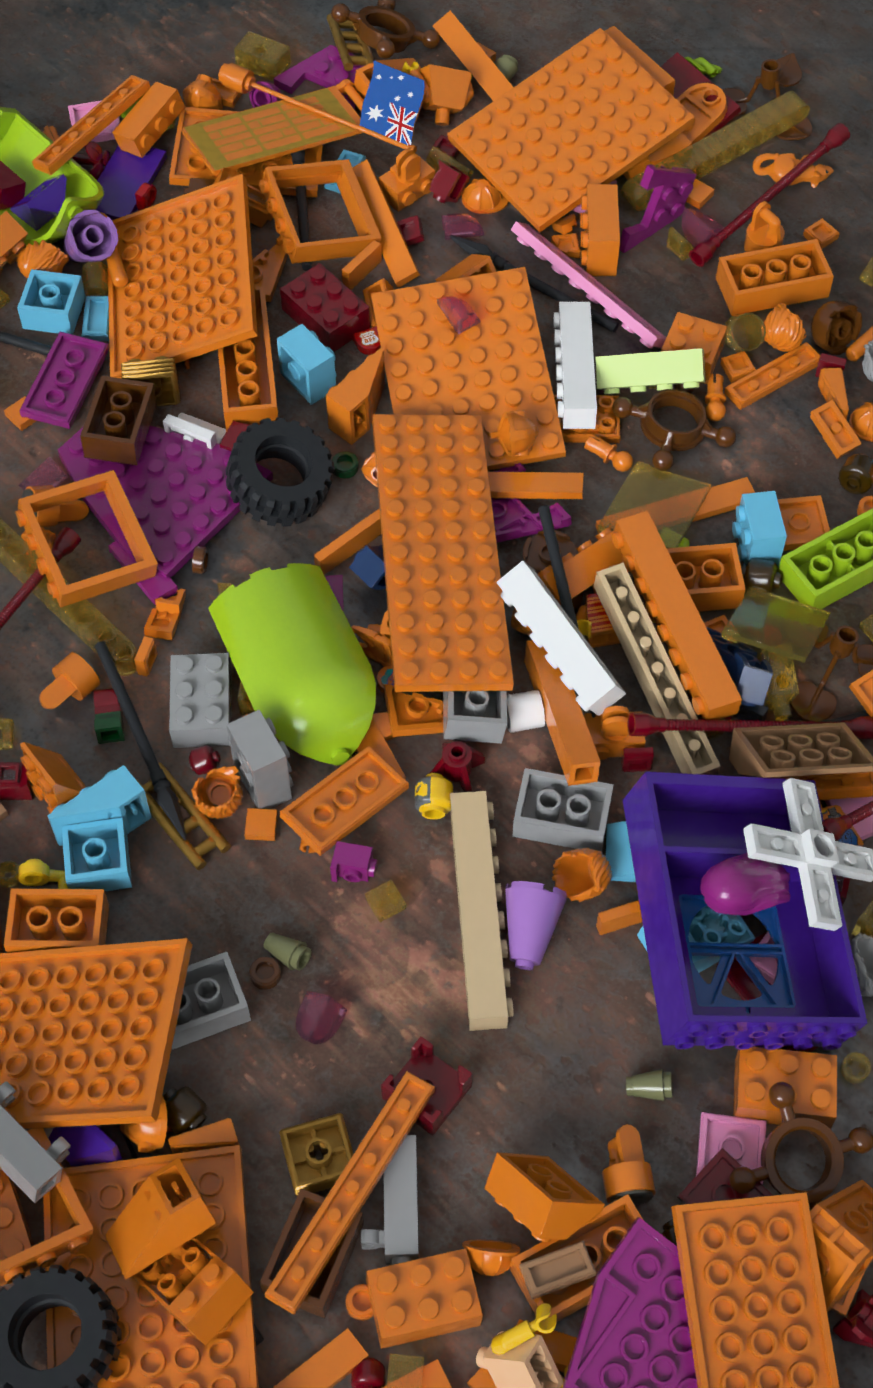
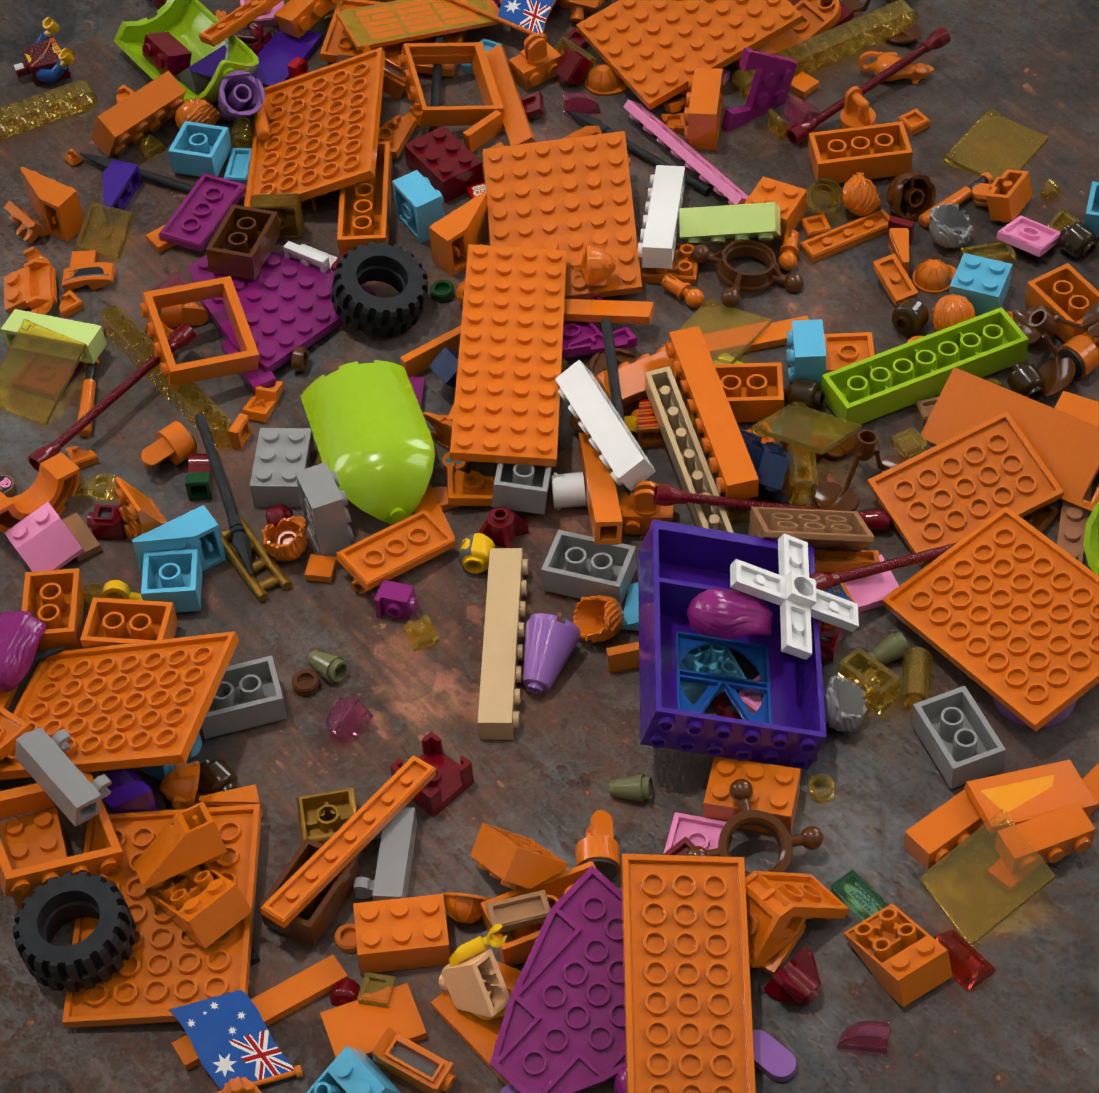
camera: 10 degrees right, 10 degrees down
(458, 313) = (558, 166): clear pink brick -> none

